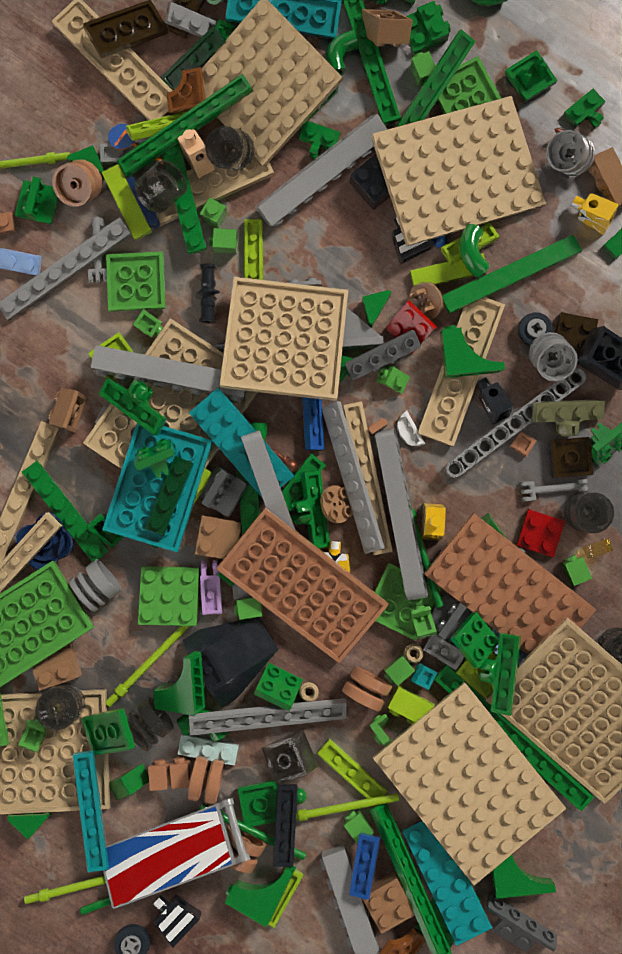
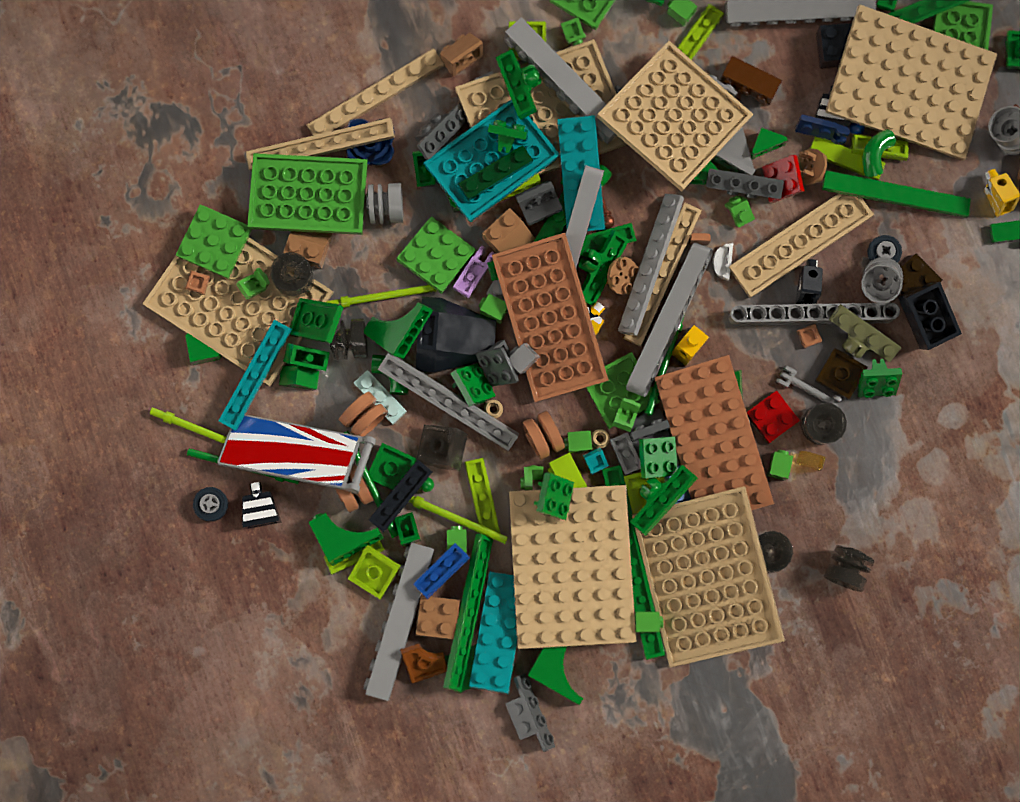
camera: 30 degrees right, 5 degrees down
(64, 510) = (403, 130): green plate -> none
(96, 491) = (440, 130): none -> dark grey bracket
(122, 765) = (306, 357): none -> green brick
(169, 773) = (336, 393): nougat piece -> none
(207, 293) = (637, 40): black piece -> none
(288, 653) = (497, 365): none -> dark grey bracket
(304, 637) = (523, 358): none -> light grey brick
(308, 902) = (374, 572): none -> lime plate
(311, 846) = (407, 529): none -> green slope
(313, 424) = (650, 200): blue plate -> none
(325, 261) = (750, 80): none -> reddish brown brick
(413, 262) = (822, 129): none -> dark blue hinge
(416, 741) = (554, 496): none -> green plate
(460, 359) = (806, 234): green arch -> none
(563, 783) = (648, 622): none -> bright green brick

